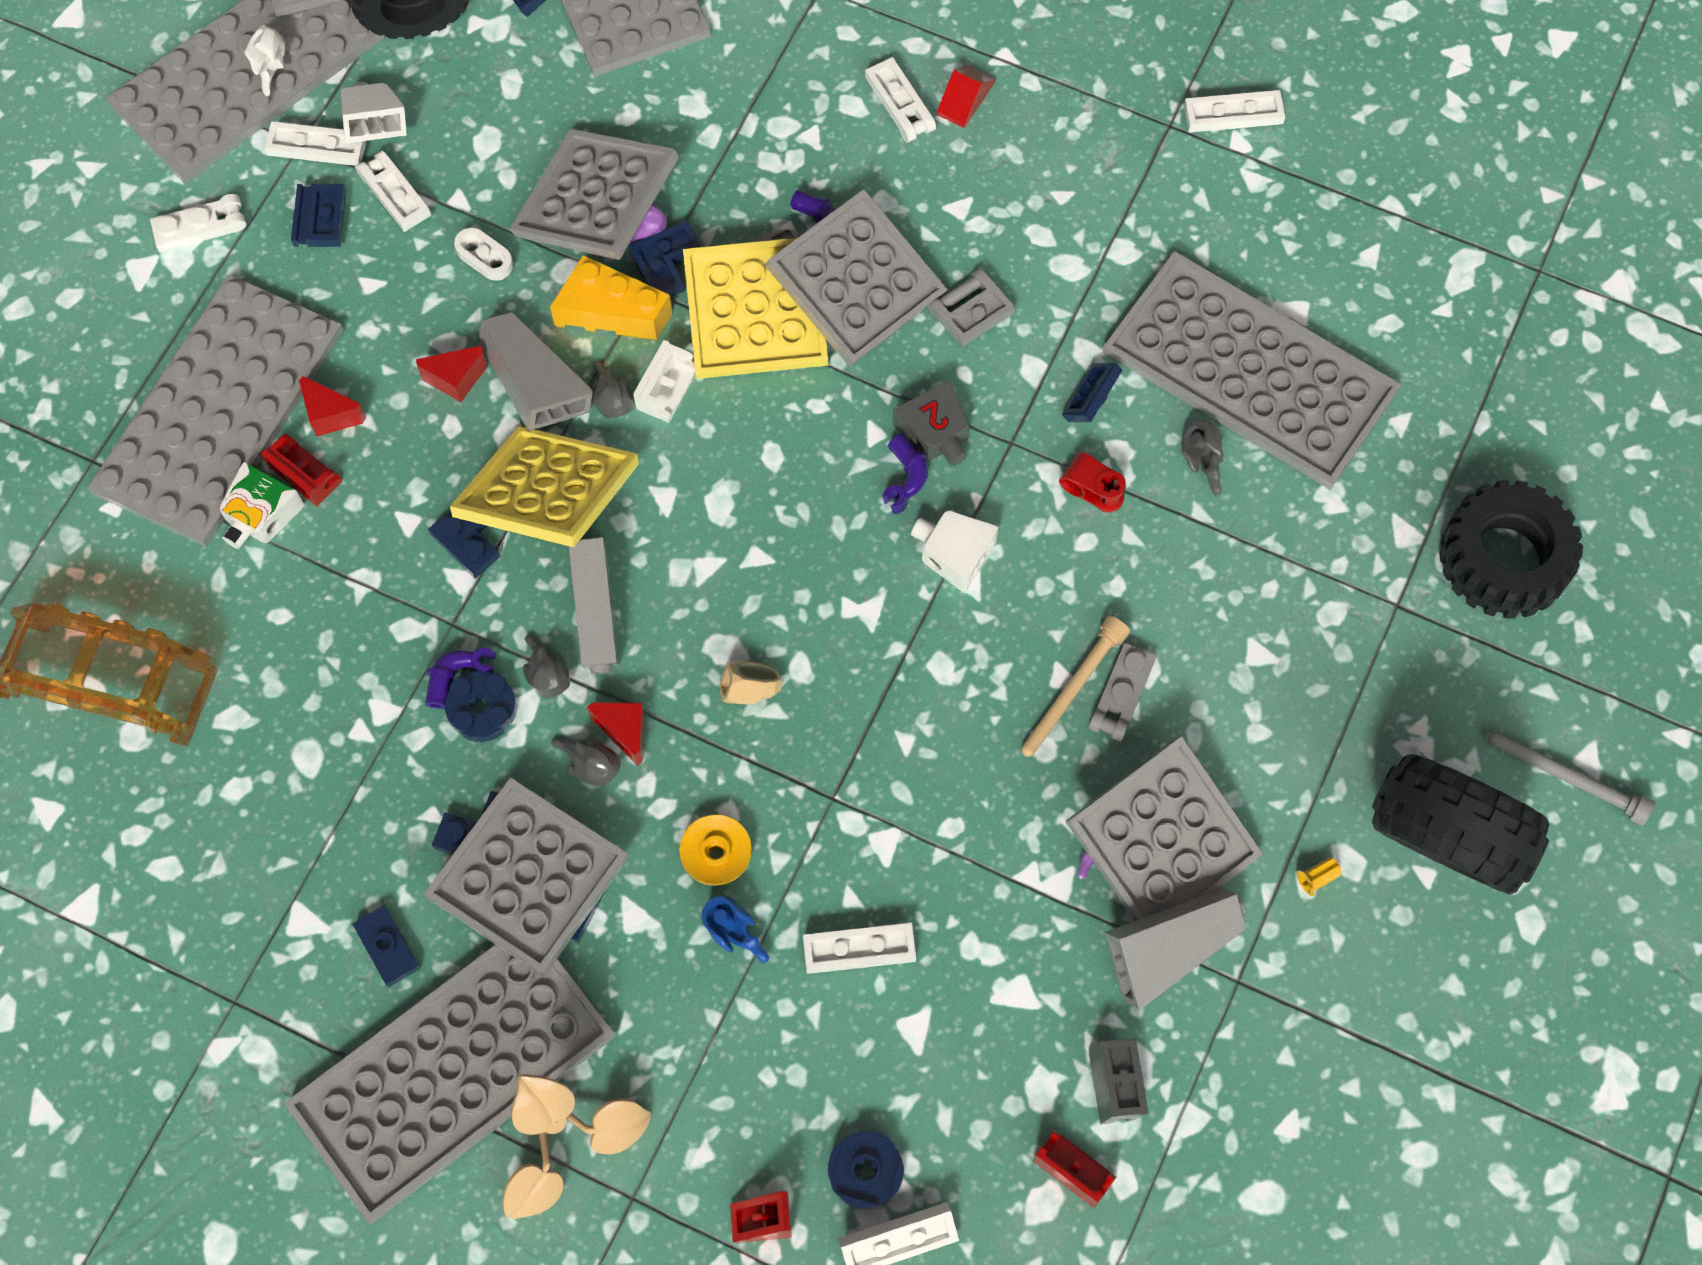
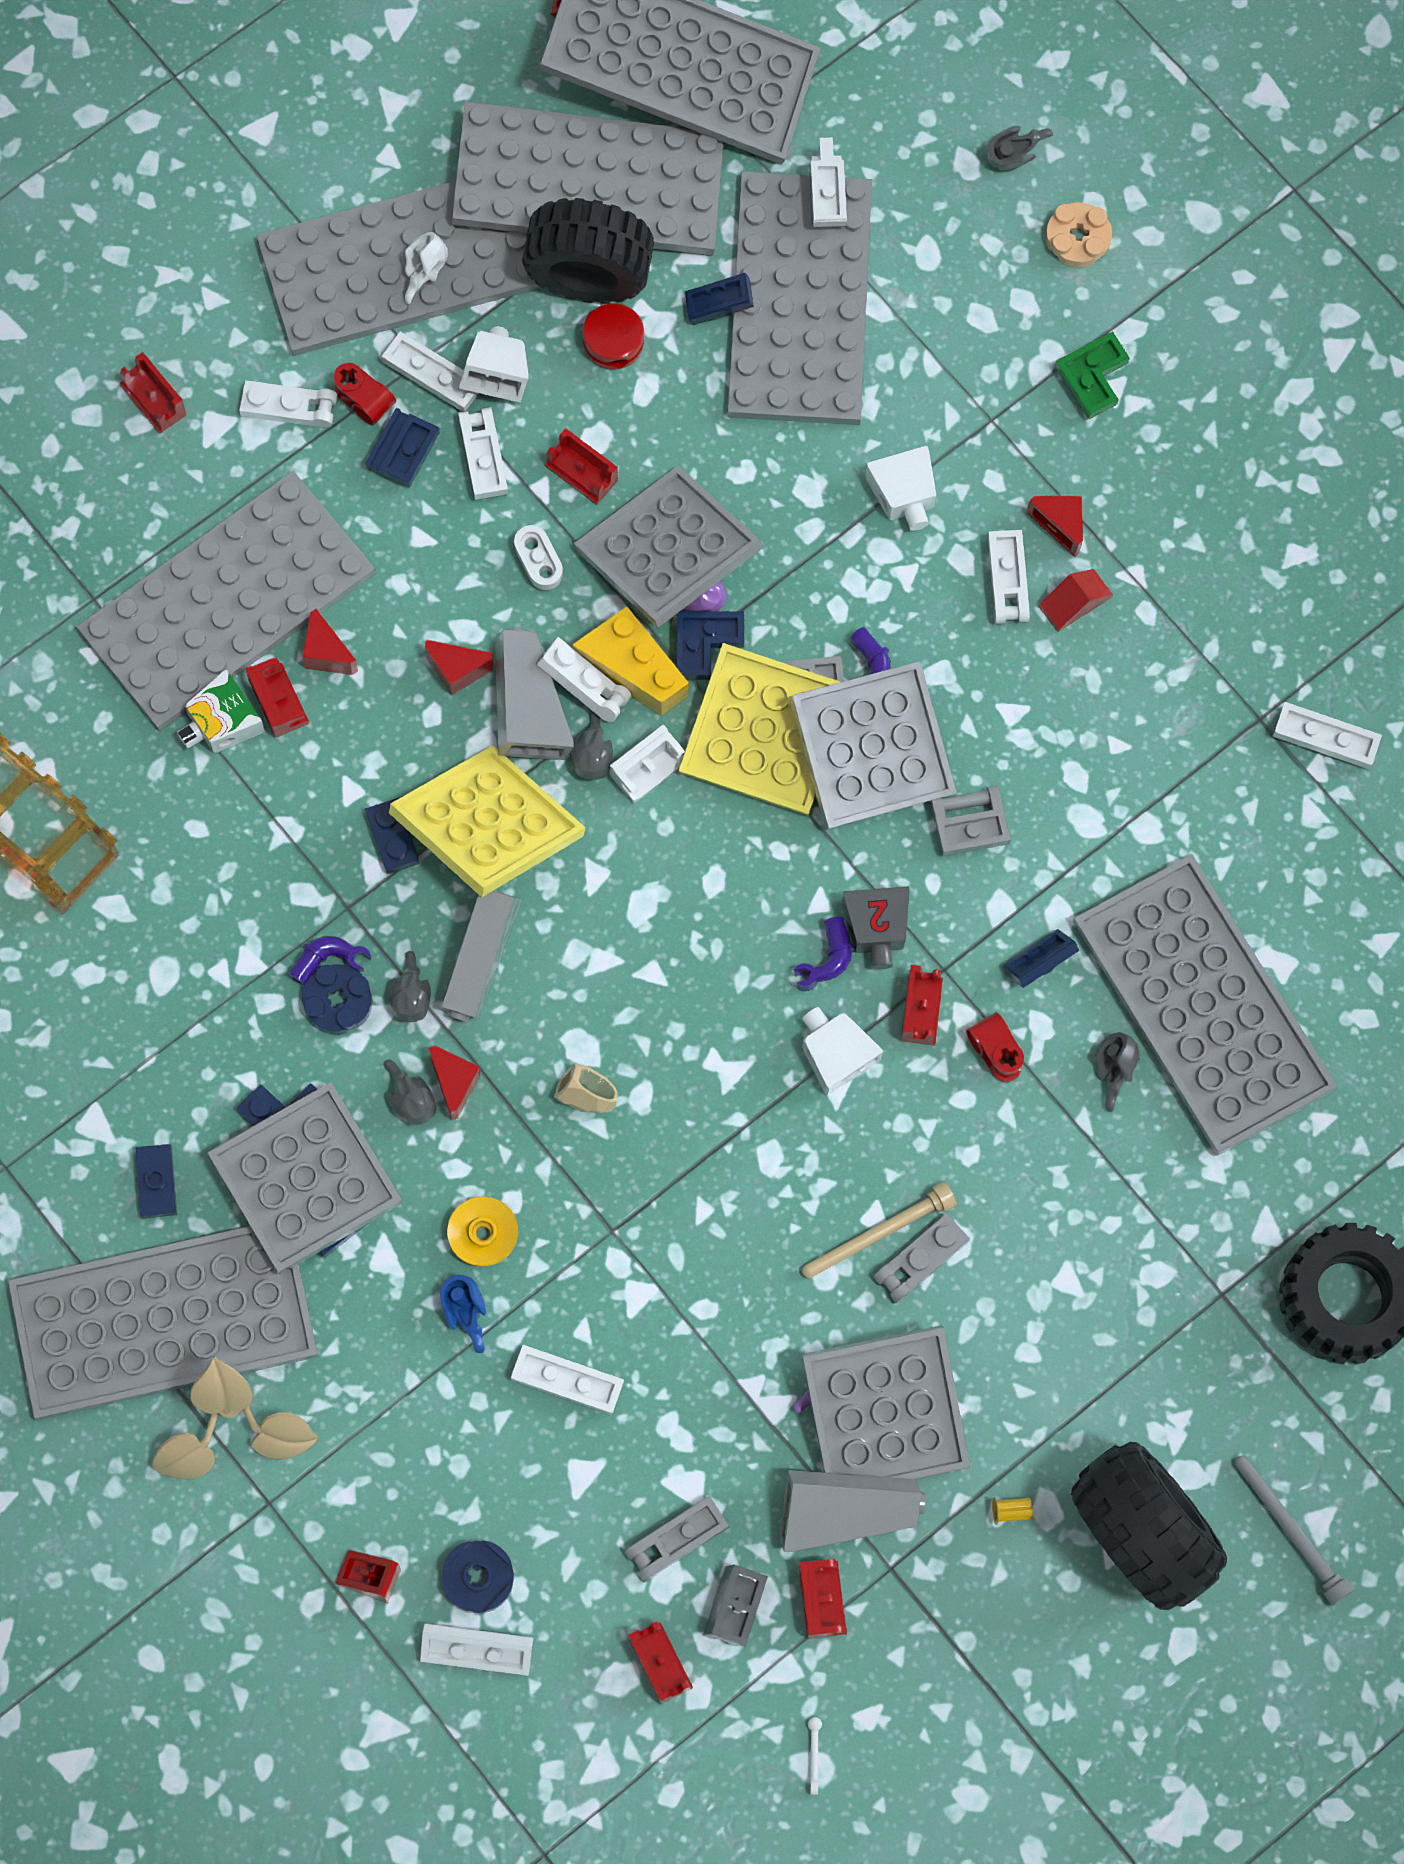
camera: 20 degrees right, 5 degrees up
(69, 263) = (152, 394): none -> red hinge
(262, 186) = (366, 396): none -> red piece
(462, 50) = (613, 336): none -> red head
(486, 164) = (582, 467): none -> red hinge
(574, 335) = (584, 680): none -> white plate
(773, 64) = (904, 486): none -> white torso
(920, 36) = (1060, 518): none -> red slope
(1009, 478) = (922, 1006): none -> red hinge
(1033, 1044) = (678, 1538): none -> light grey plate
(1191, 1037) = (822, 1598): none -> red hinge
(1245, 1157) = (814, 1725): none -> white hinge

